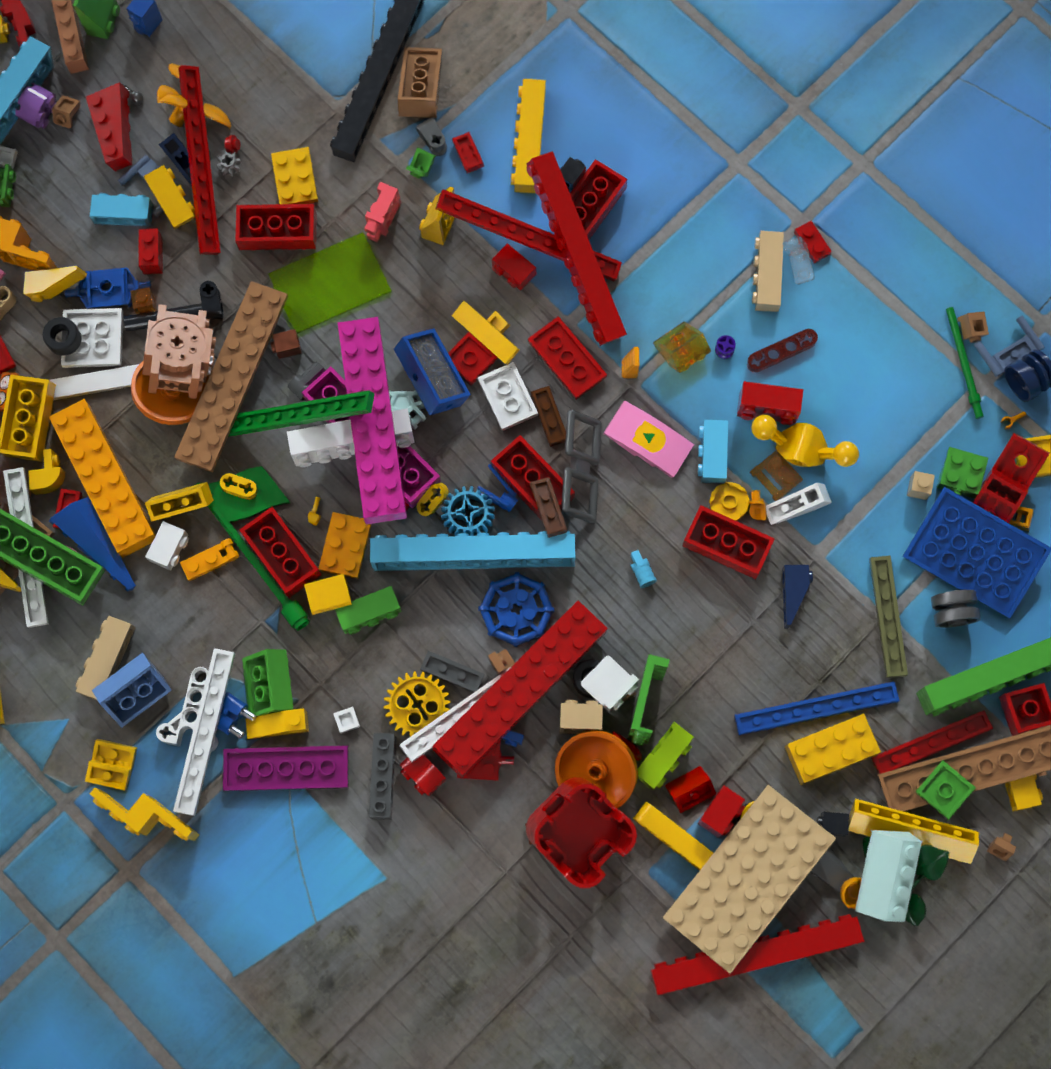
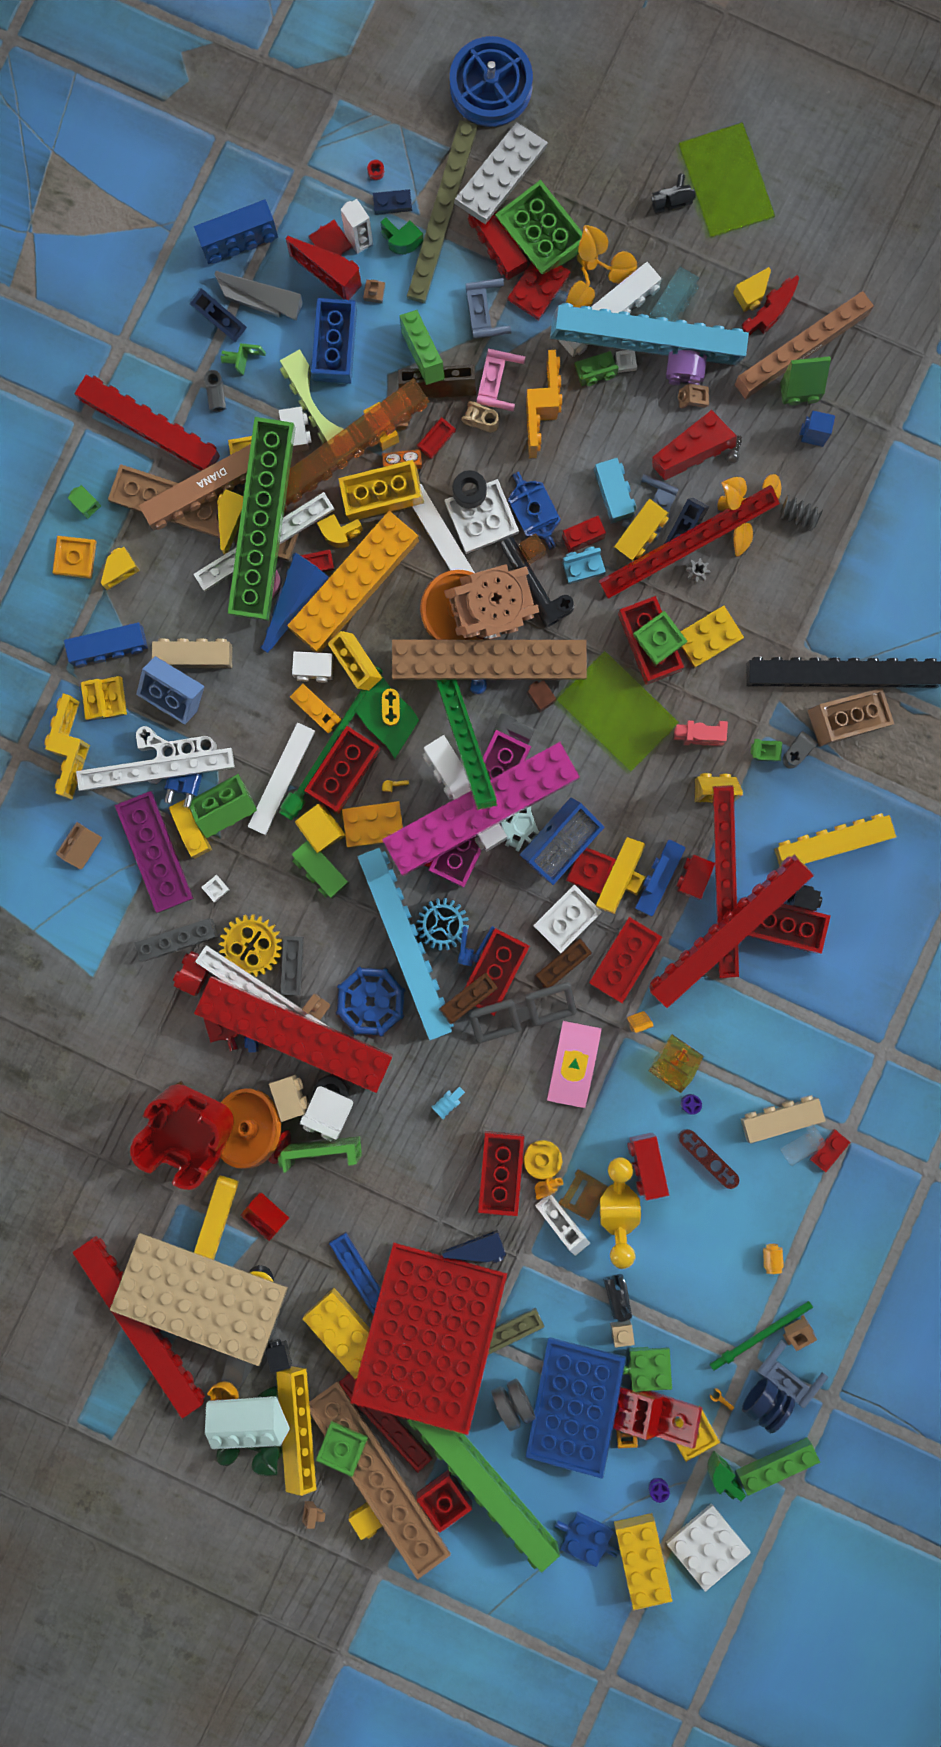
camera: 70 degrees right, 10 degrees up
(48, 283) = (517, 456): yellow slope -> none
(58, 741) = (105, 644): none -> blue brick
(179, 263) = (583, 565): none -> medium azure bracket
(214, 57) = (800, 513): none -> dark grey piece
(232, 144) = (719, 565): red plate -> none
(248, 843) = (78, 845): none -> medium nougat panel
(252, 399) = (478, 686): none -> blue piece
(264, 617) = (281, 778): none -> white tile
(277, 214) = (660, 638): none -> bright green tile
(435, 501) = (443, 885): yellow beam -> none
(467, 152) = (795, 790): red plate -> none
(502, 300) = (658, 881): none -> blue bracket
(665, 756) = (287, 1185): lime wedge -> none
(713, 451) = (584, 1128): medium azure brick -> none
(721, 812) = (250, 1253): red brick -> none
(865, 664) = (429, 1339): none -> red plate
(886, 477) = (618, 1299): none -> black piece
(895, 325) = (773, 1258): none -> light orange brick

